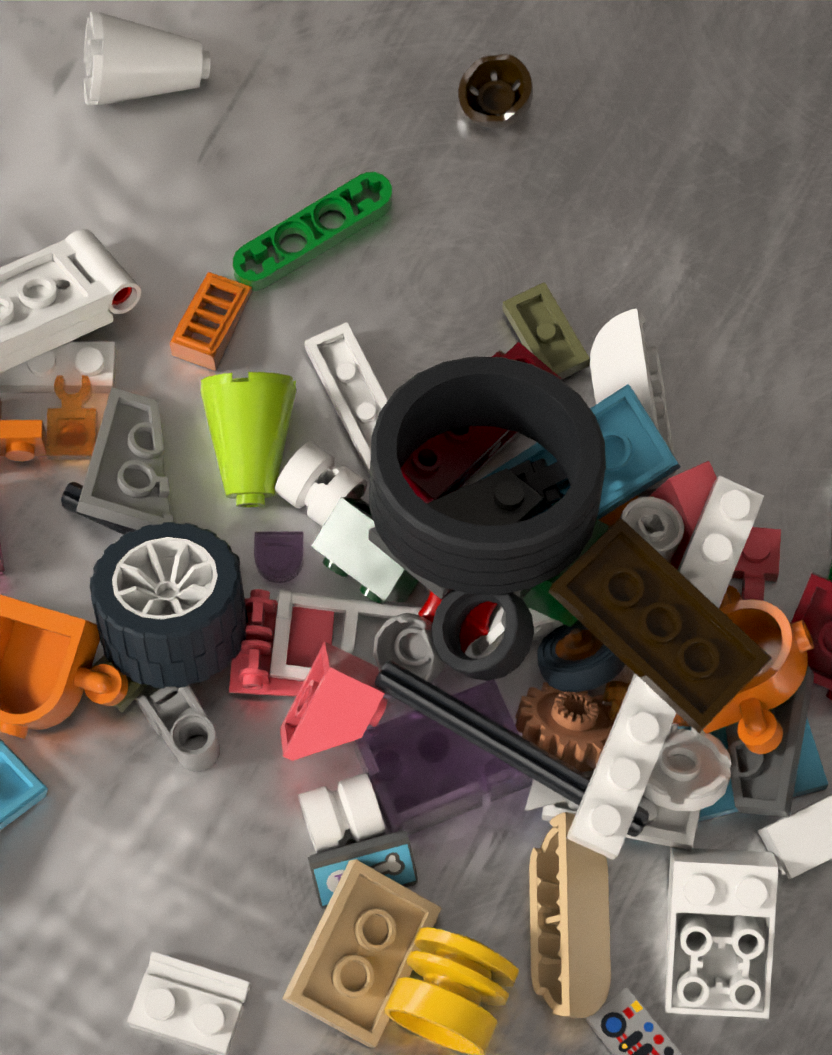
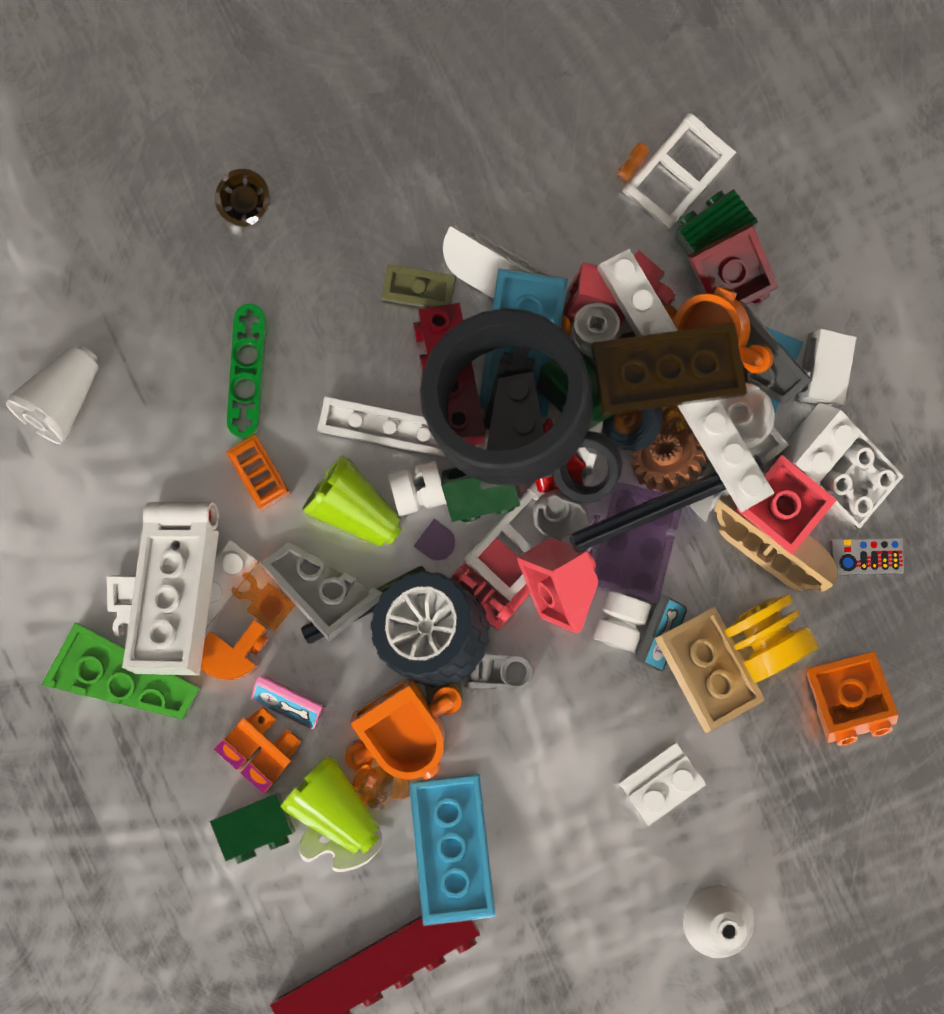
camera: 50 degrees left, 15 degrees up
(621, 901) = (793, 507): none -> coral slope

